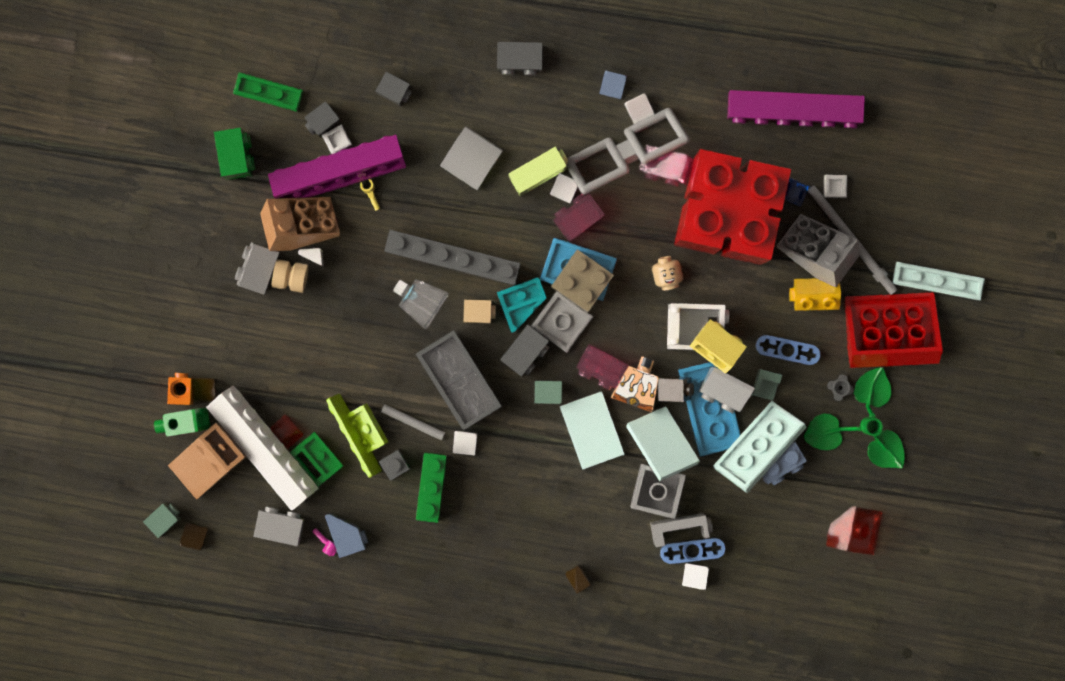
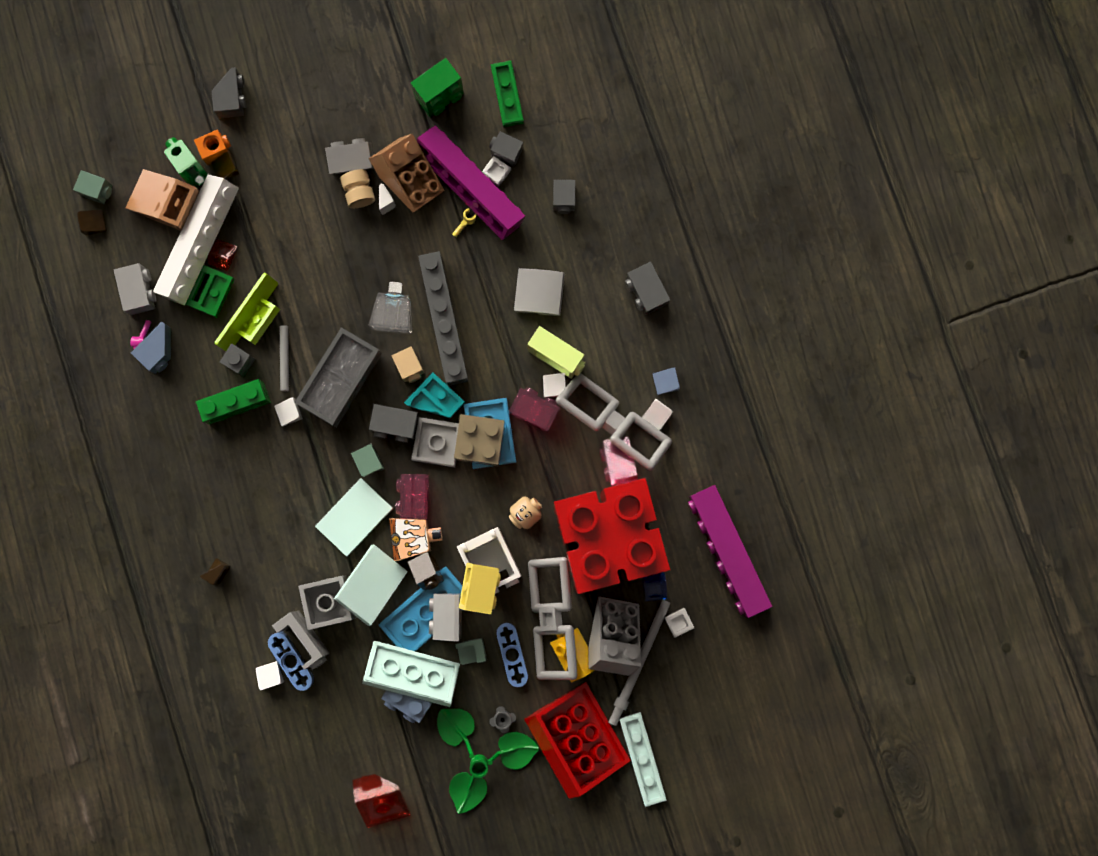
camera: 60 degrees right, 5 degrees down
(138, 352) = (228, 95): none -> dark grey slope
(774, 297) = (551, 619): none -> light grey bar

